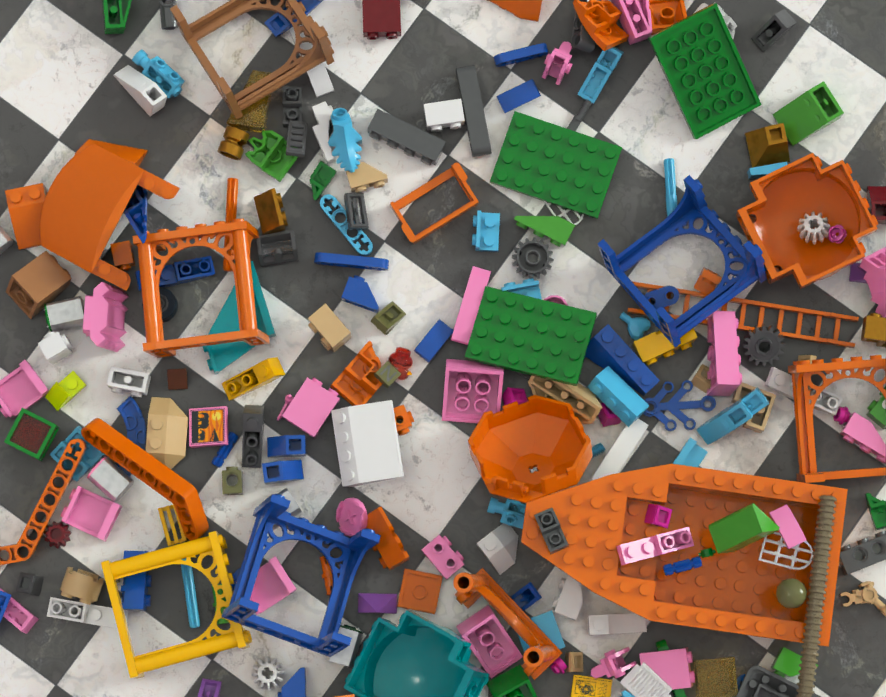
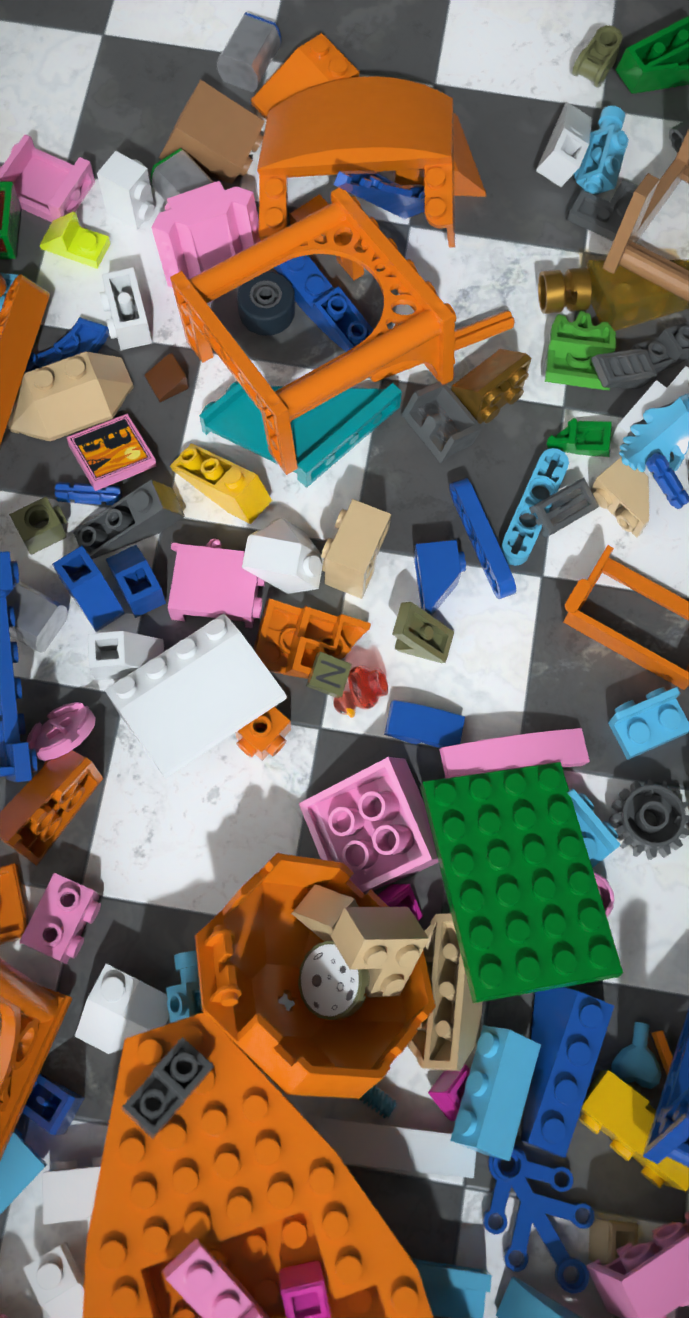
camera: 65 degrees right, 10 degrees down
(95, 42) = (599, 55): none -> olive piece
(200, 89) = (599, 214): none -> dark grey plate
(314, 365) = (284, 557): none -> white slope
(326, 469) = (120, 653): none -> white slope
(369, 152) = (667, 480): none -> blue axle
(507, 430) = (322, 910): none -> tan slope
(532, 414) = (383, 942): none -> tan brick
(535, 443) = (329, 985): none -> white tile

